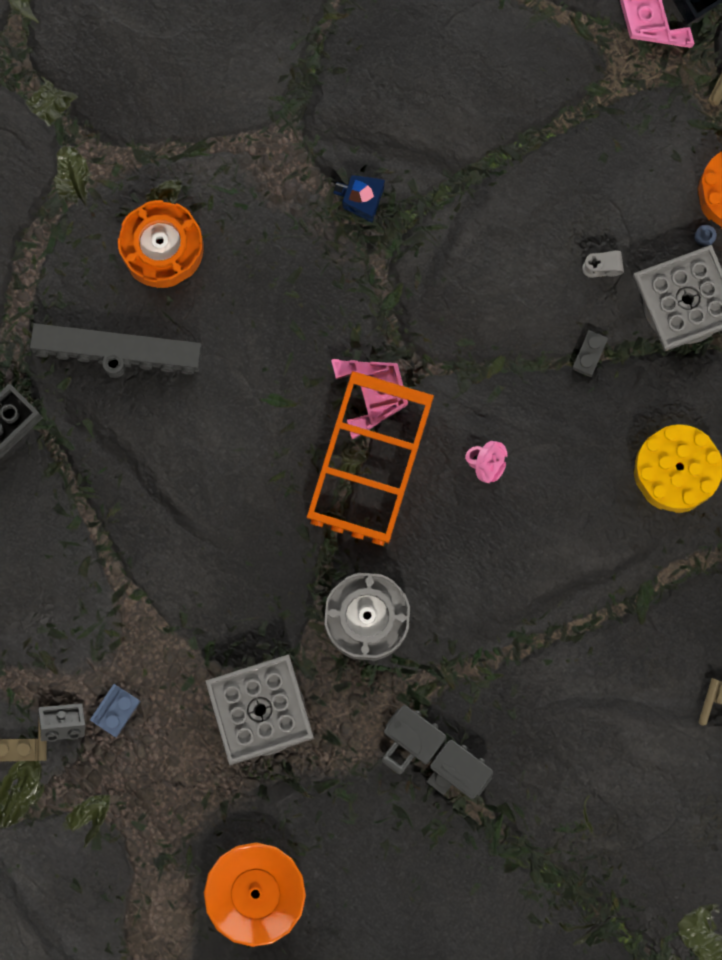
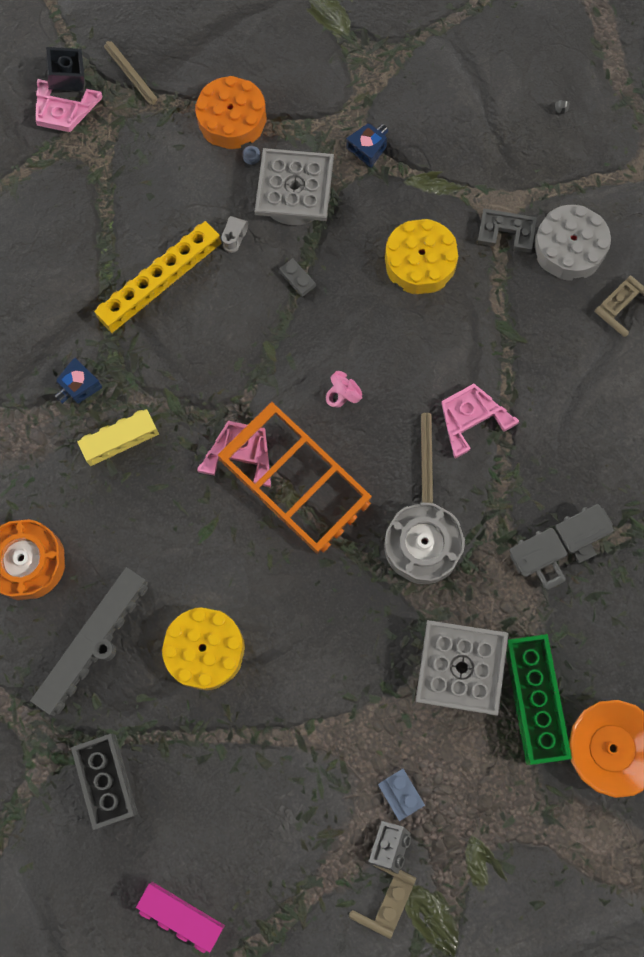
camera: 60 degrees left, 5 degrees down
(155, 437) = (189, 635): none -> yellow piece
(265, 798) = (537, 700): none -> green brick
(326, 266) = (117, 437): none -> light yellow brick
(459, 579) = (426, 449): none -> dark tan axle
(504, 217) = (156, 285): none -> yellow brick
(533, 597) = (469, 409): none -> bright pink wing

